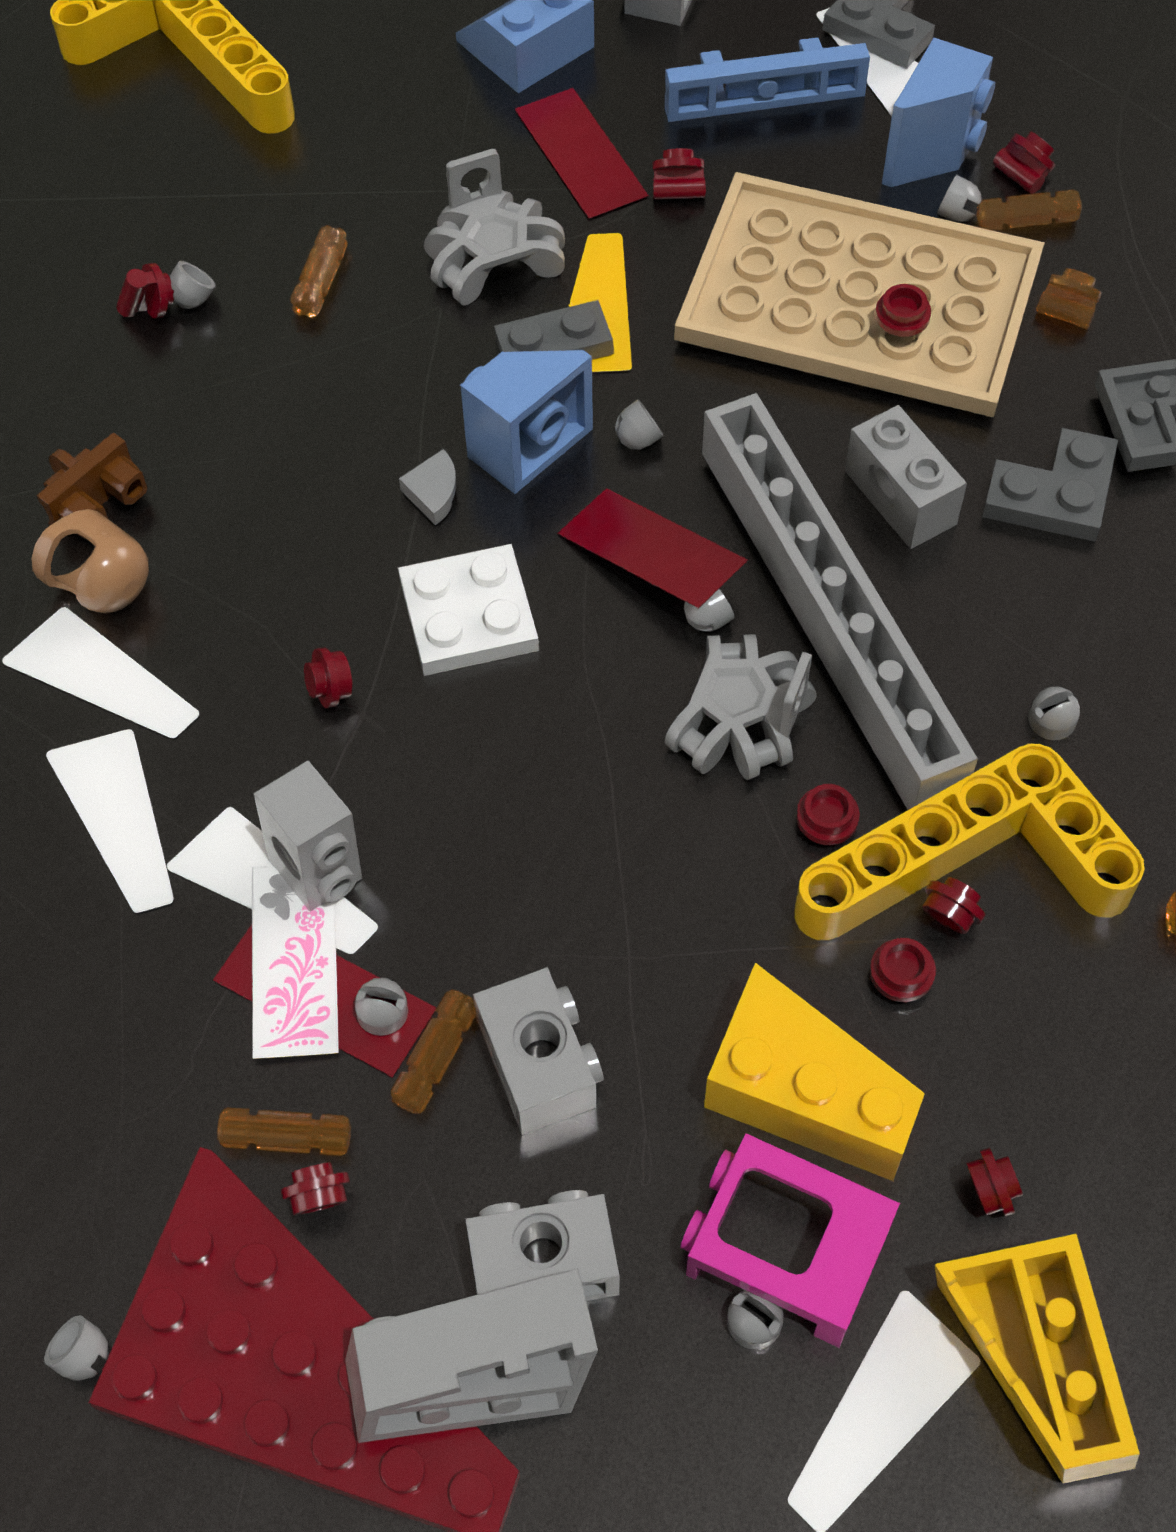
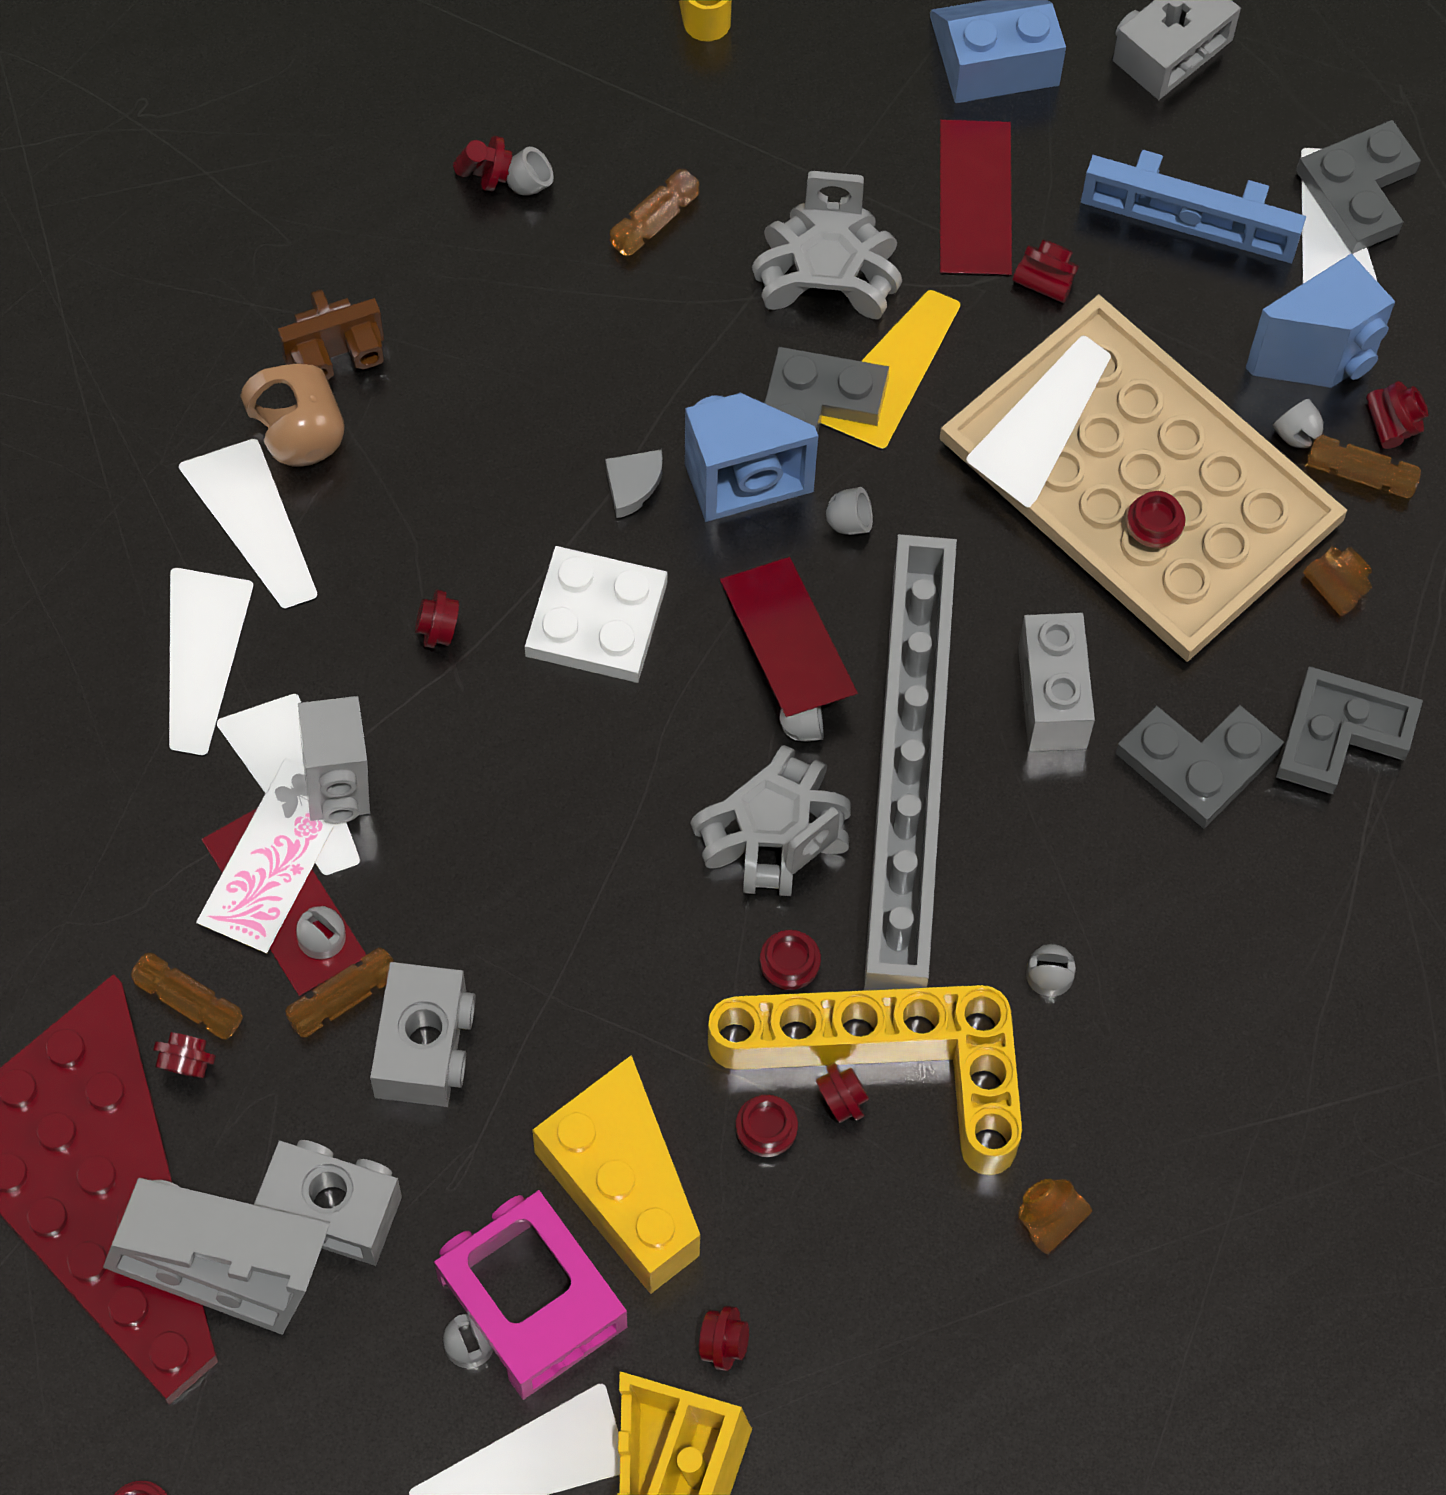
camera: 25 degrees right, 5 degrees up
(754, 291) = (1034, 432): none -> white sticker

